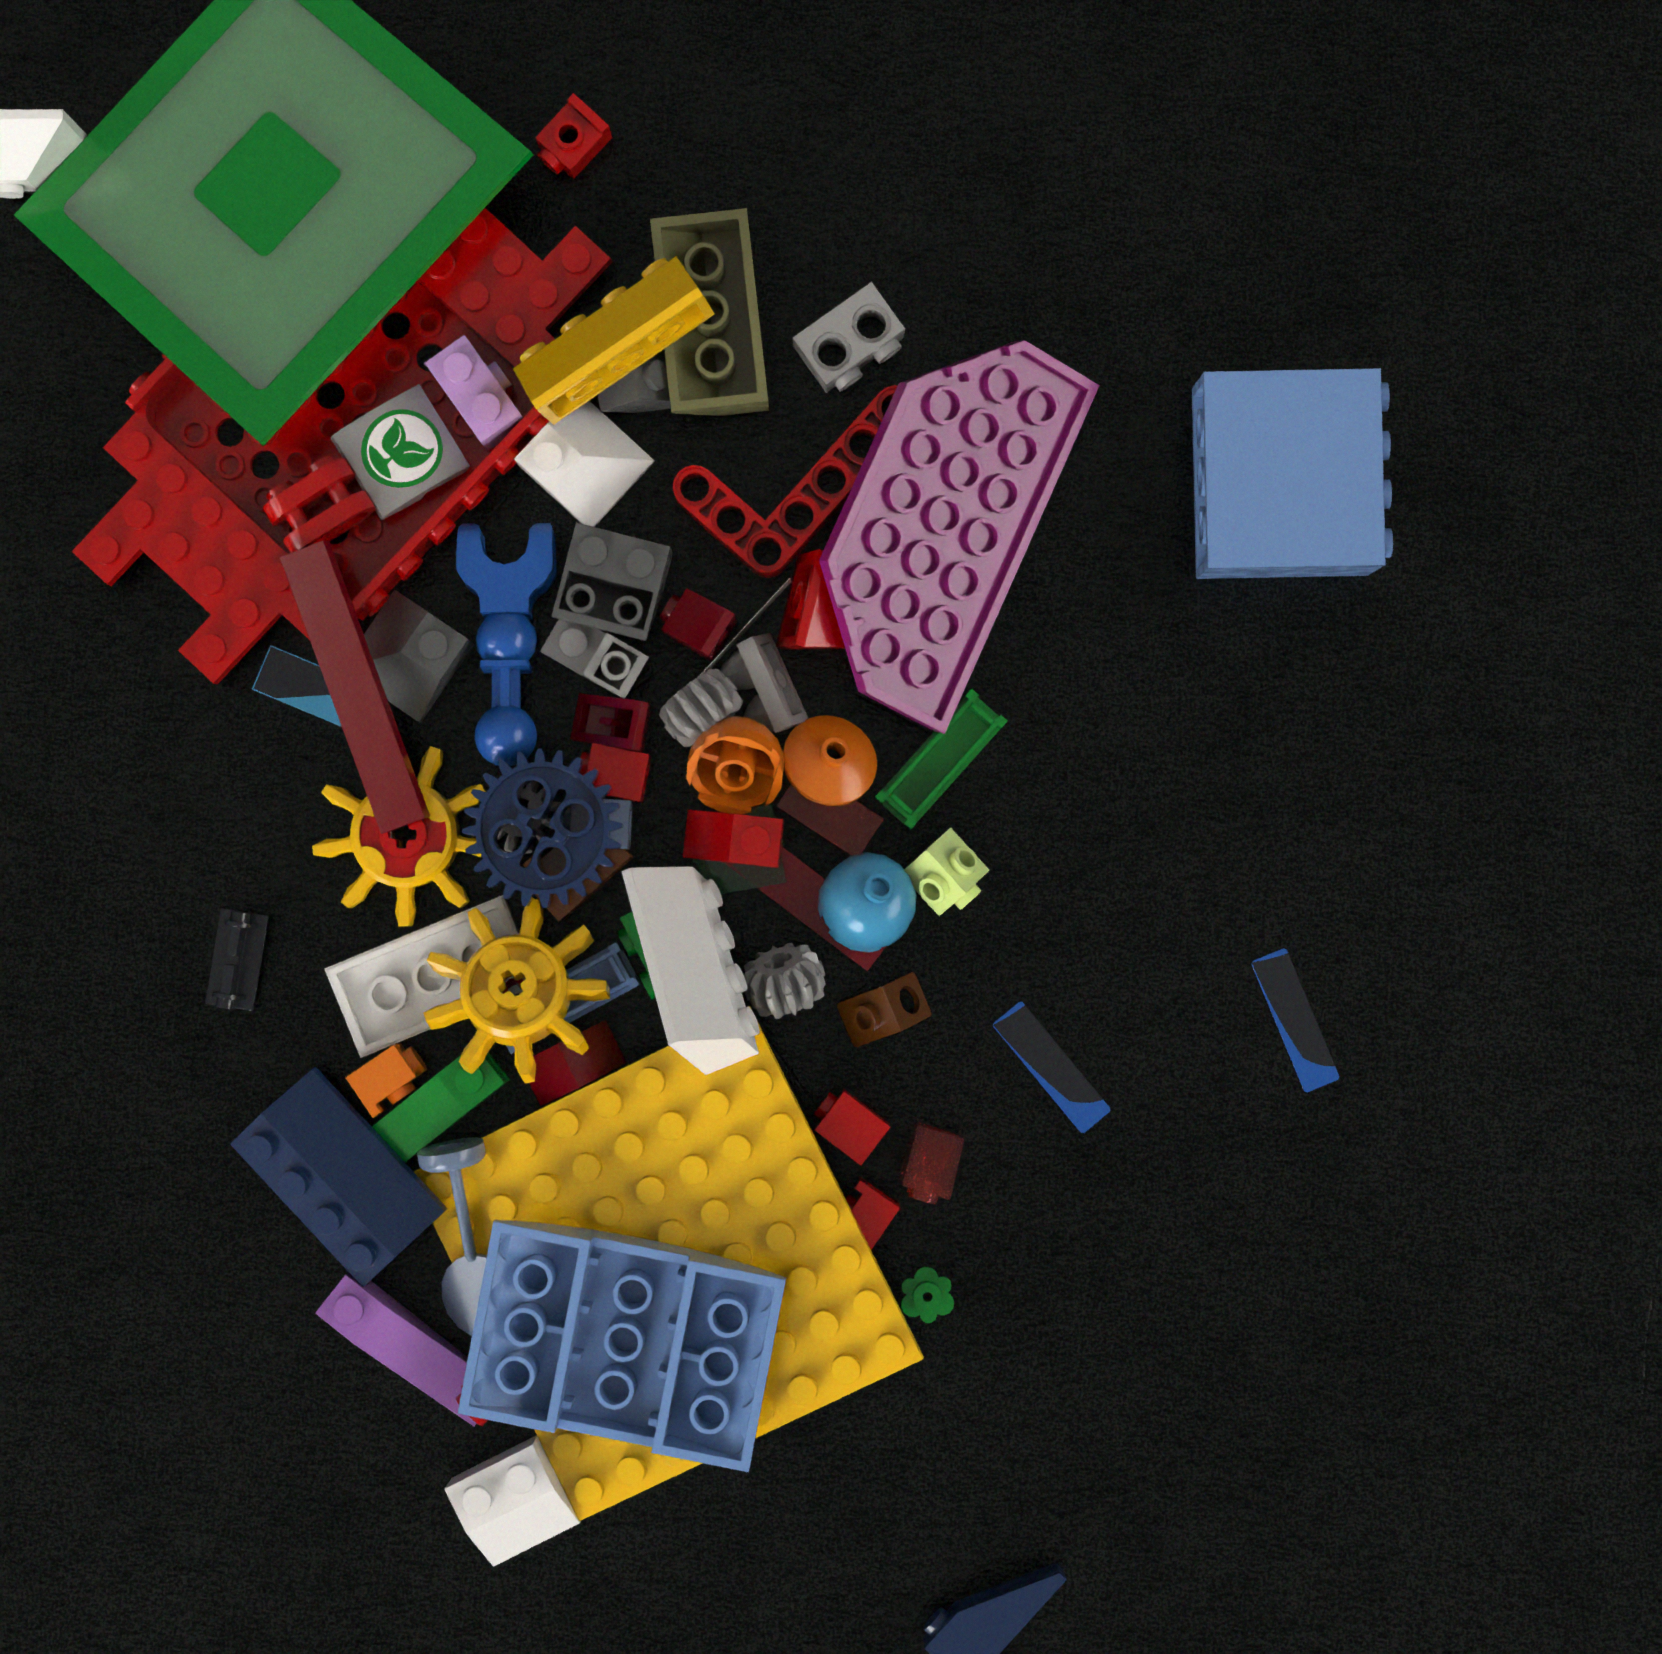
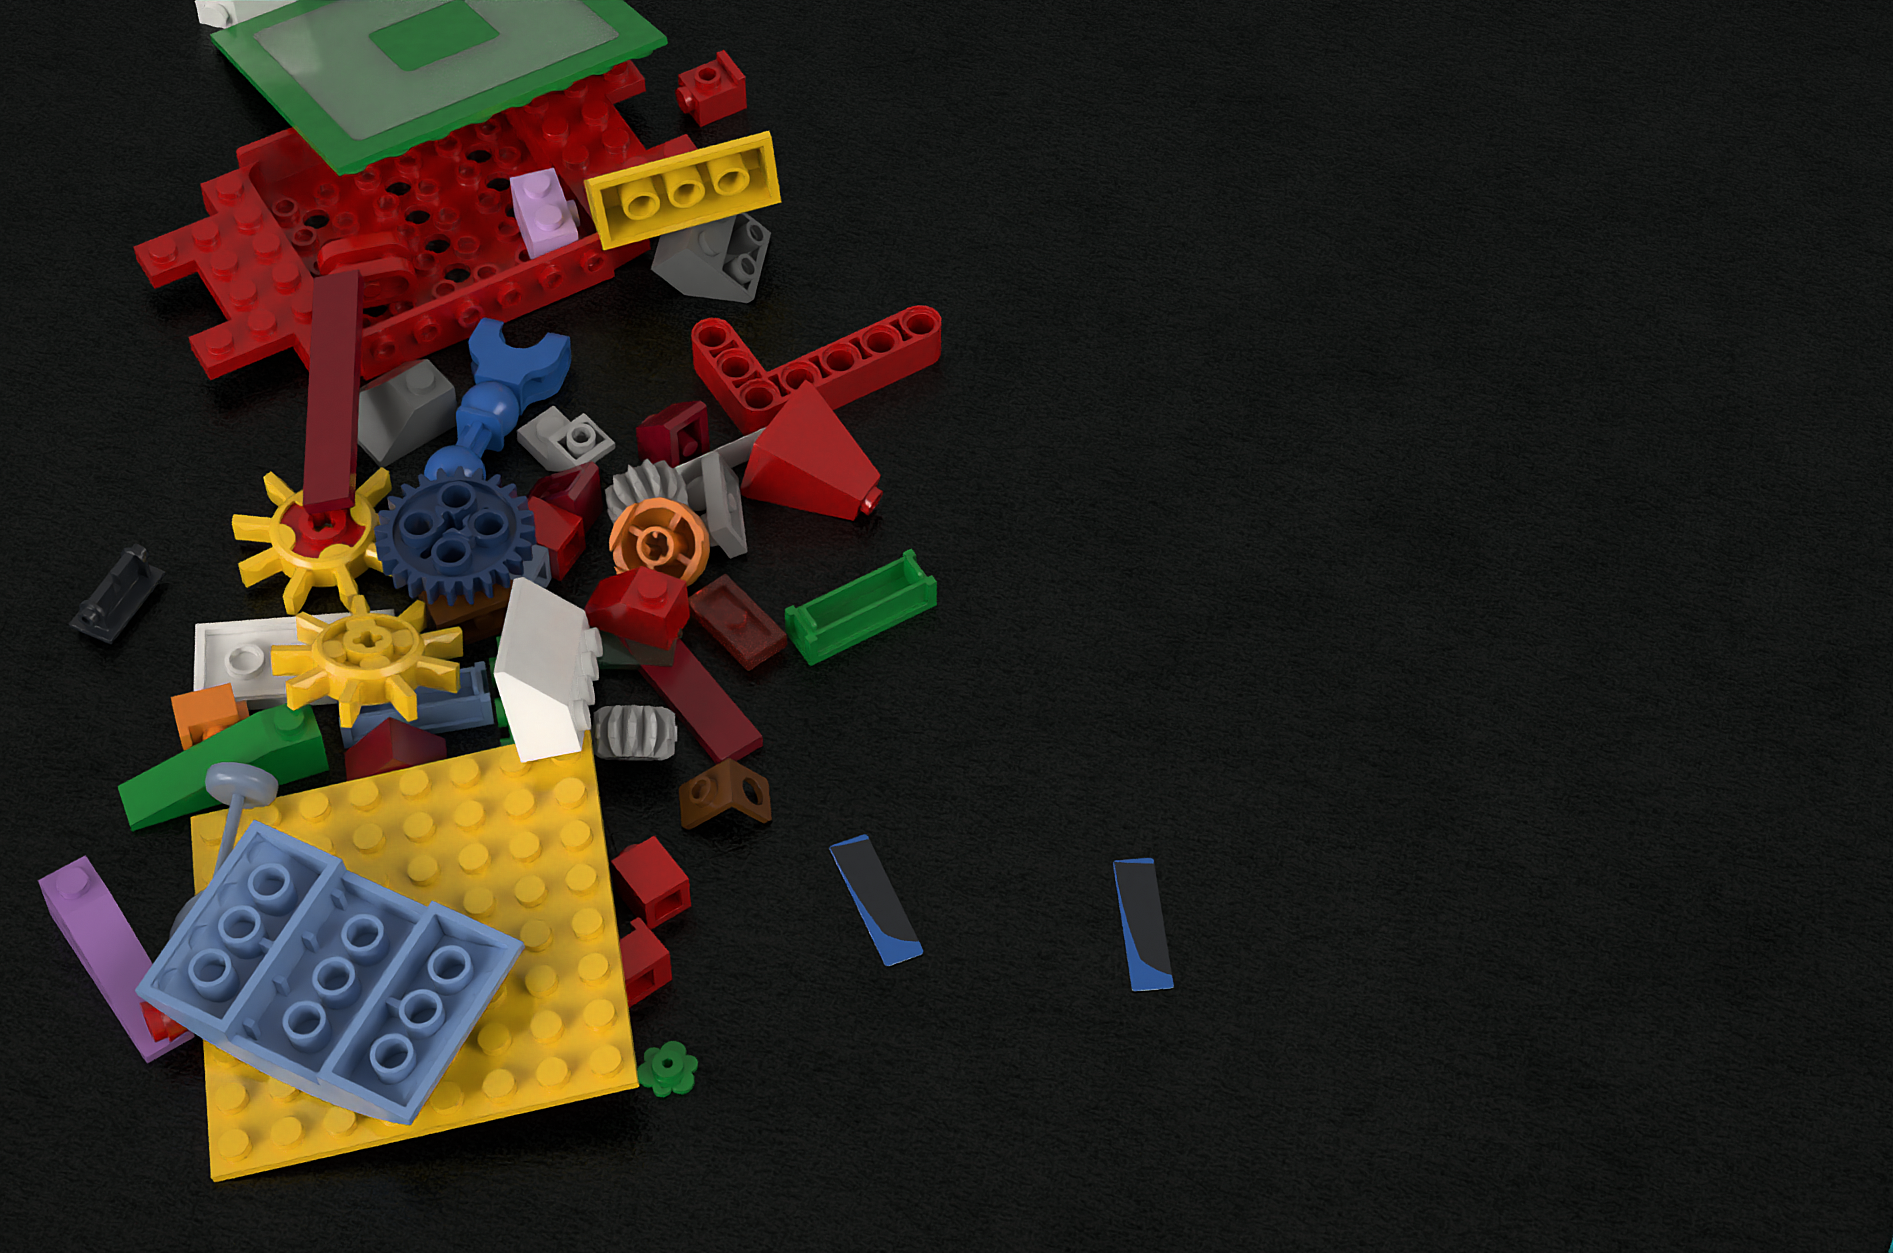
camera: 20 degrees right, 35 degrees down
(296, 684) = (279, 405): black tile -> none
(338, 1176) = (122, 785): dark blue slope -> none
(400, 451) = (456, 250): slope -> none
(511, 1502) = (149, 1128): white slope -> none
(584, 463) = (616, 308): white slope -> none
(612, 582) = (610, 383): dark grey slope -> none
(721, 361) = (778, 249): olive slope -> none
(825, 778) = (753, 579): orange dish -> none
(840, 329) = (898, 275): light grey brick -> none
(867, 902) = (744, 691): dark azure cylinder -> none
(931, 1163) = (717, 929): clear red slope -> none
(947, 520) = (933, 407): plate -> none
(947, 873) = (829, 688): yellowish green brick -> none
(1290, 473) = (1273, 456): medium blue brick -> none

